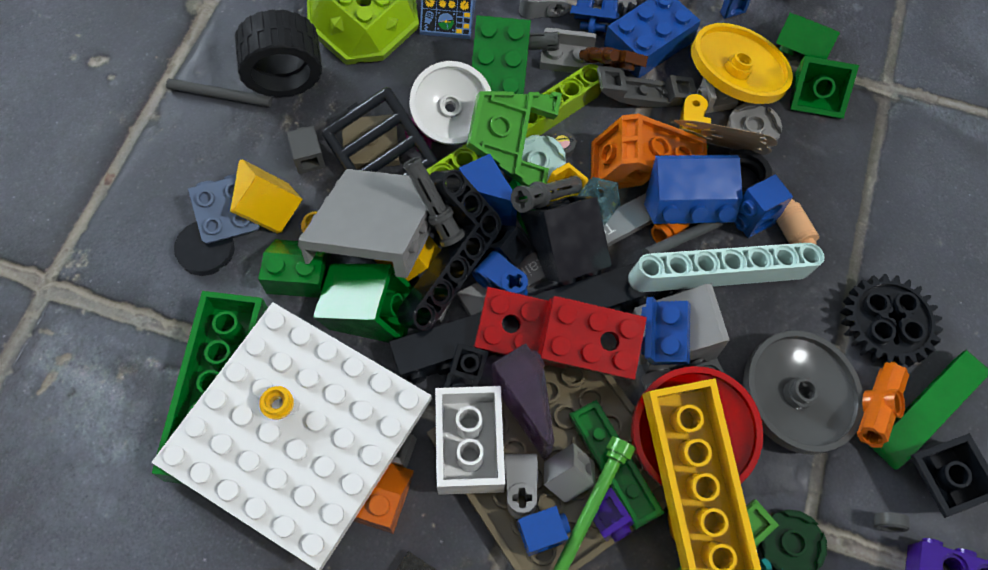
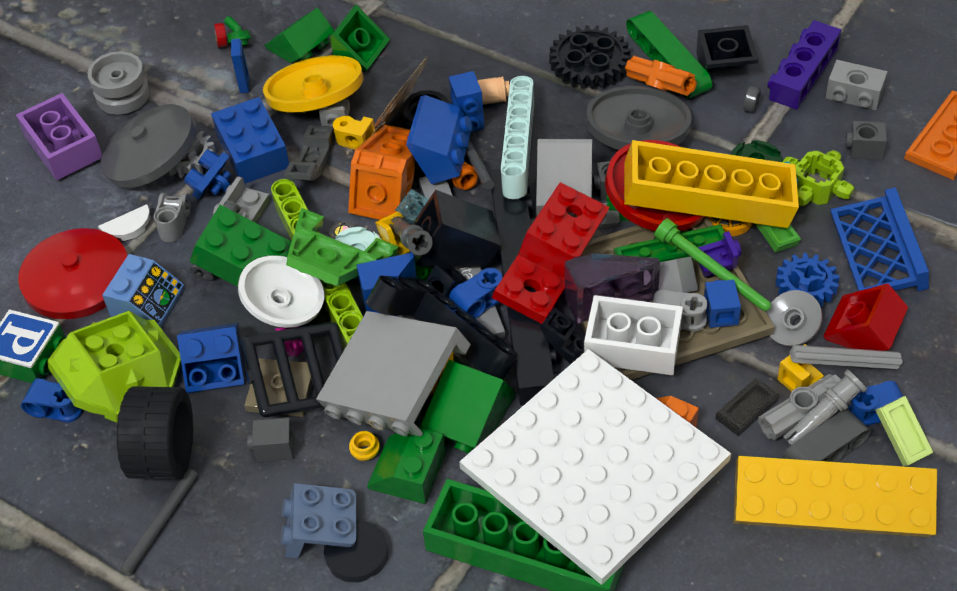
camera: 70 degrees left, 15 degrees down
(263, 198) = (323, 471): yellow slope -> none
(270, 396) = (571, 450): yellow plate -> none
(390, 67) = (211, 357): none -> blue slope
(439, 213) = (410, 308): dark grey pin -> none
(614, 58) = (274, 167): reddish brown plate -> none
(666, 332) = (571, 174): blue bracket -> none
(756, 119) = (374, 96): light grey tile -> none

